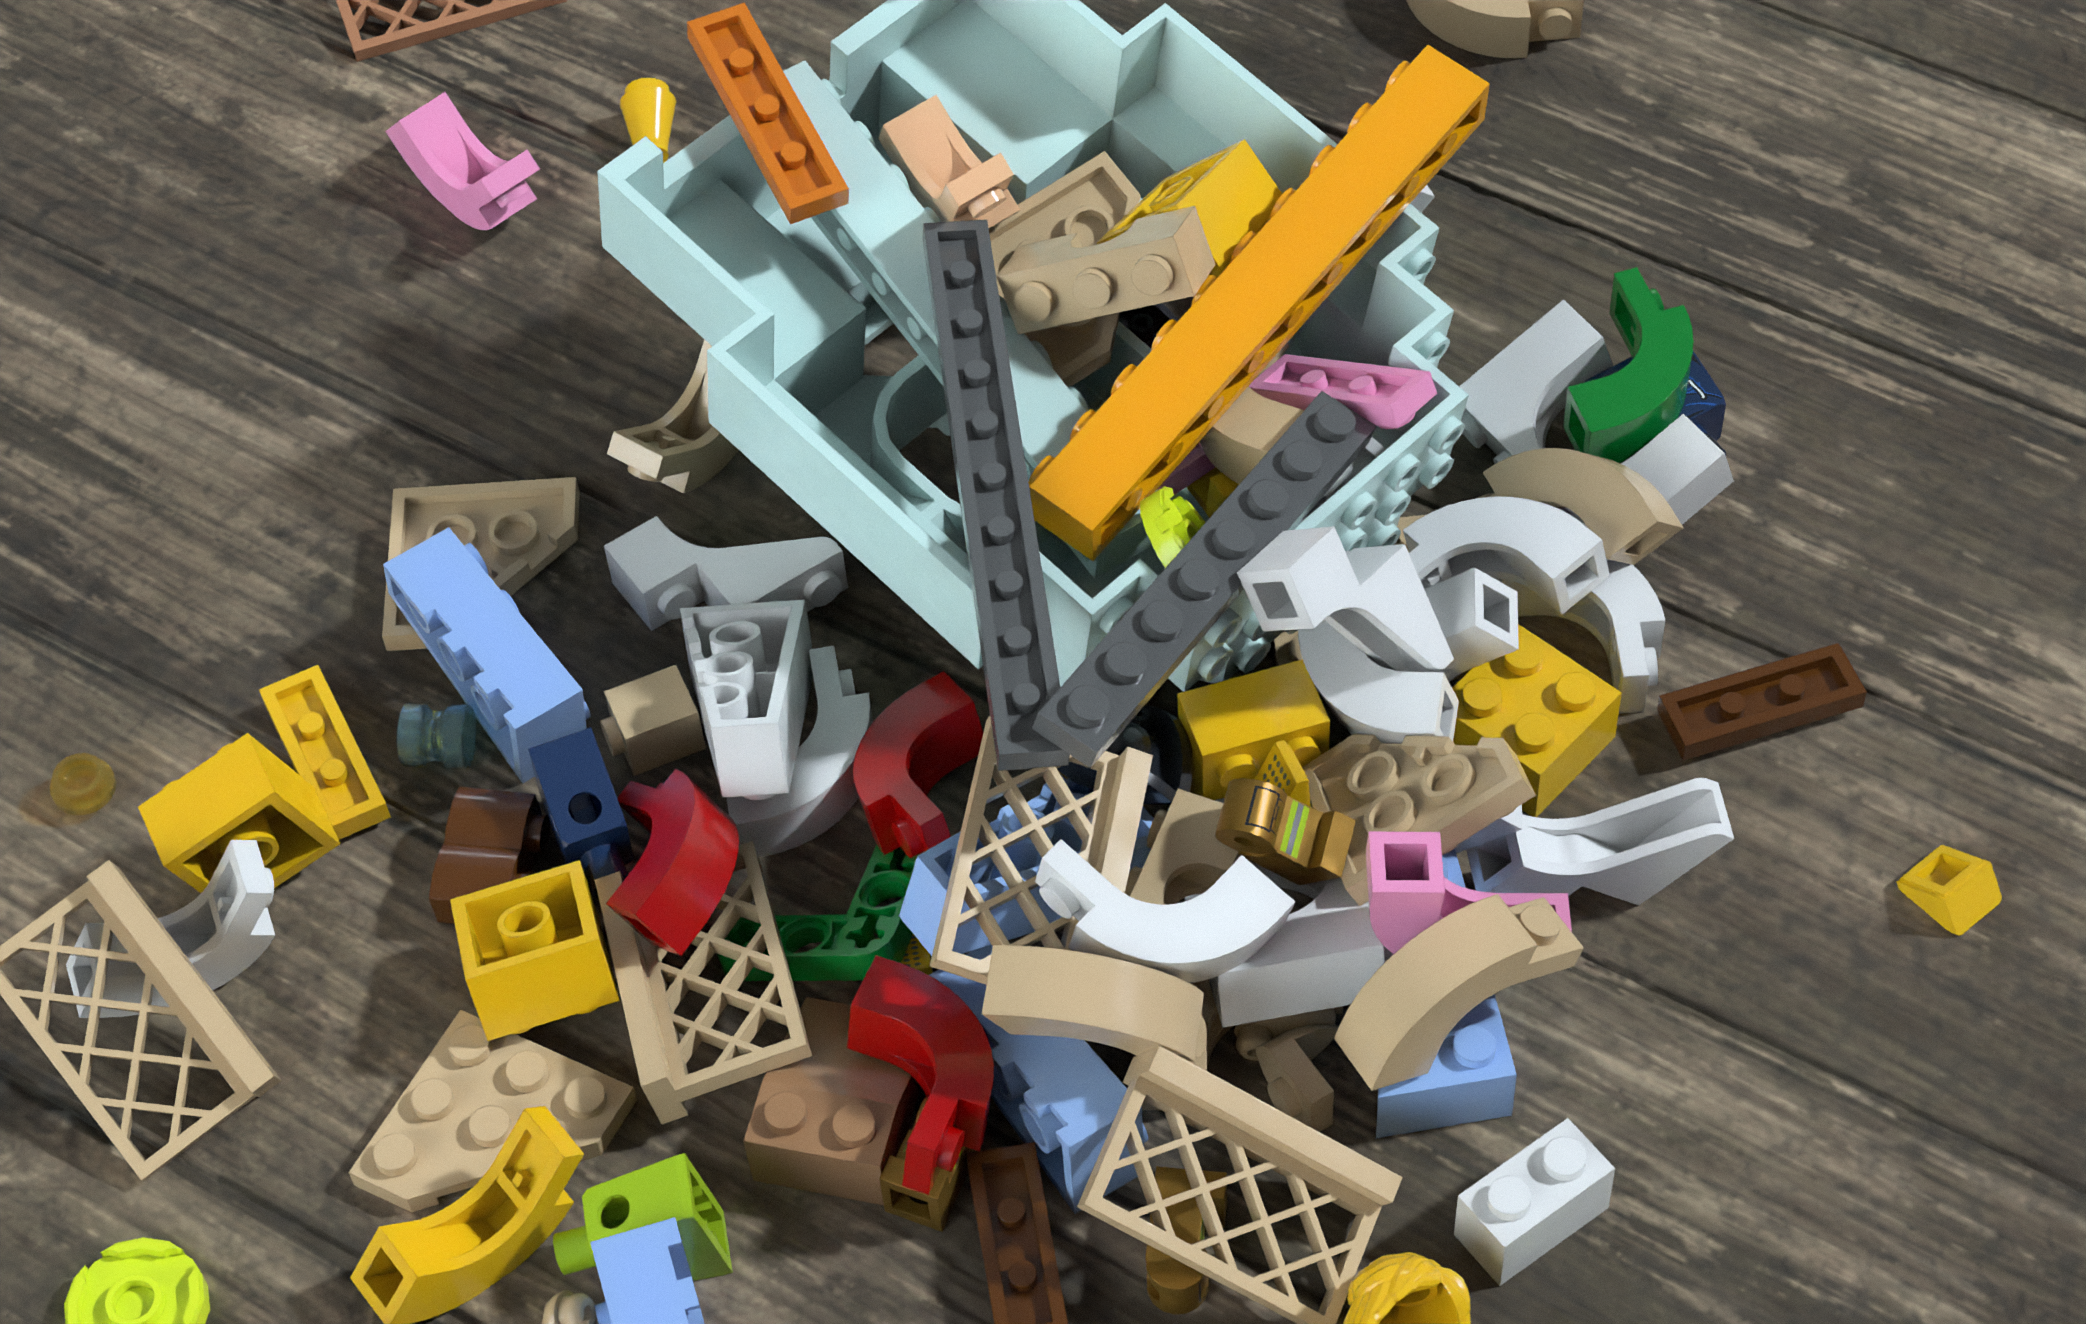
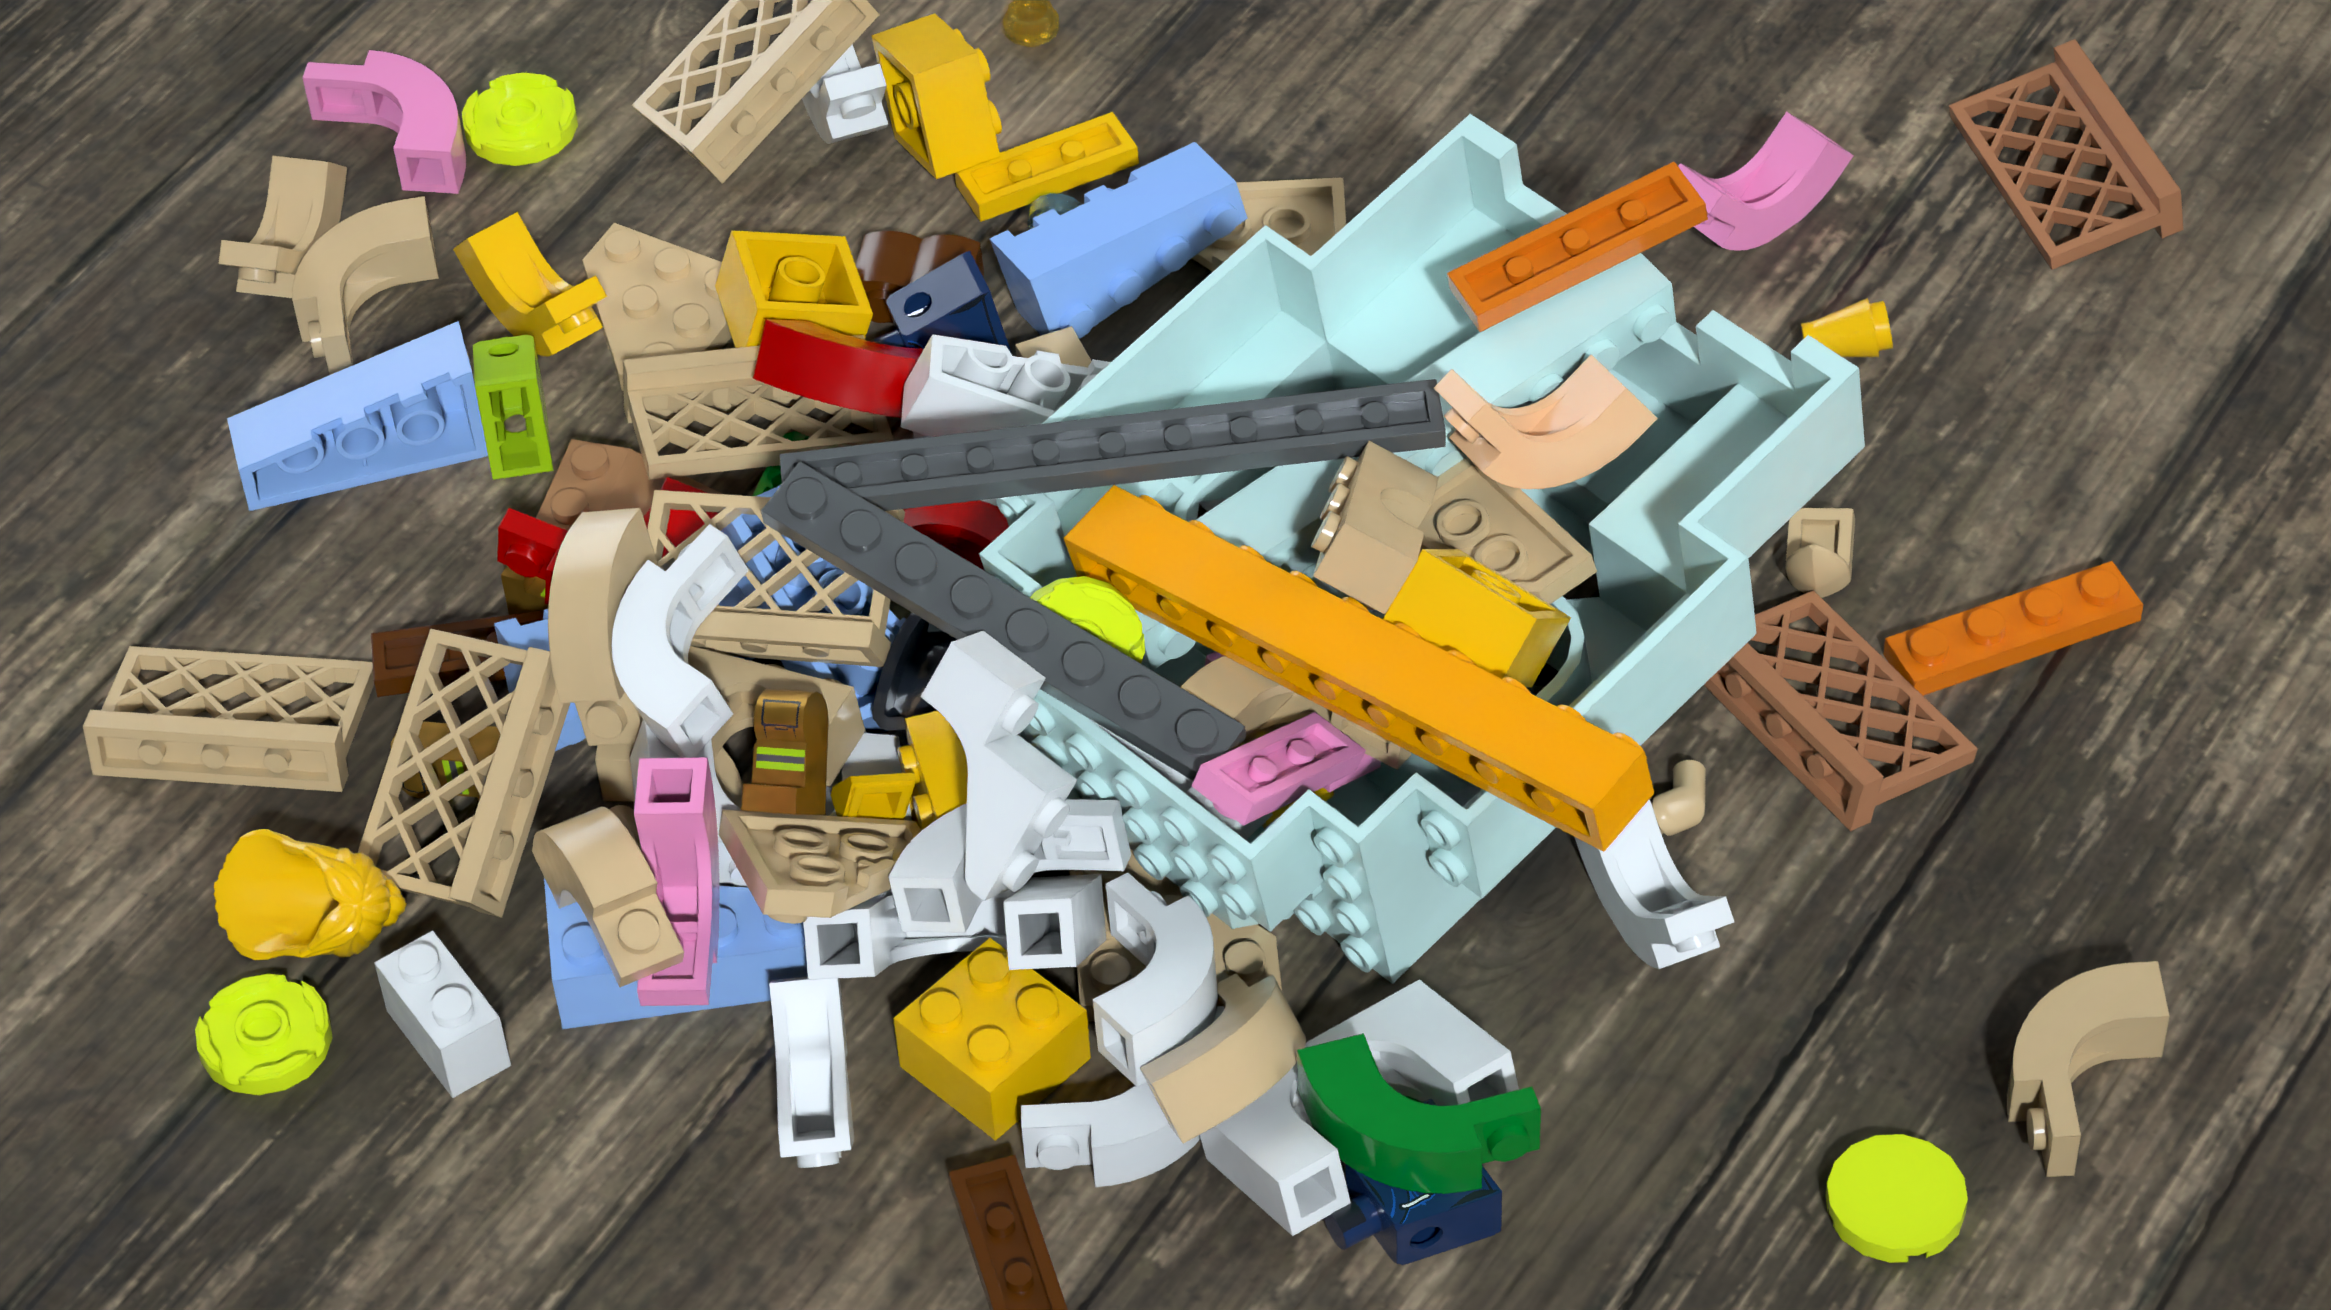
camera: 90 degrees right, 5 degrees down
(1620, 116) = (1896, 1198): none -> neon yellow tile

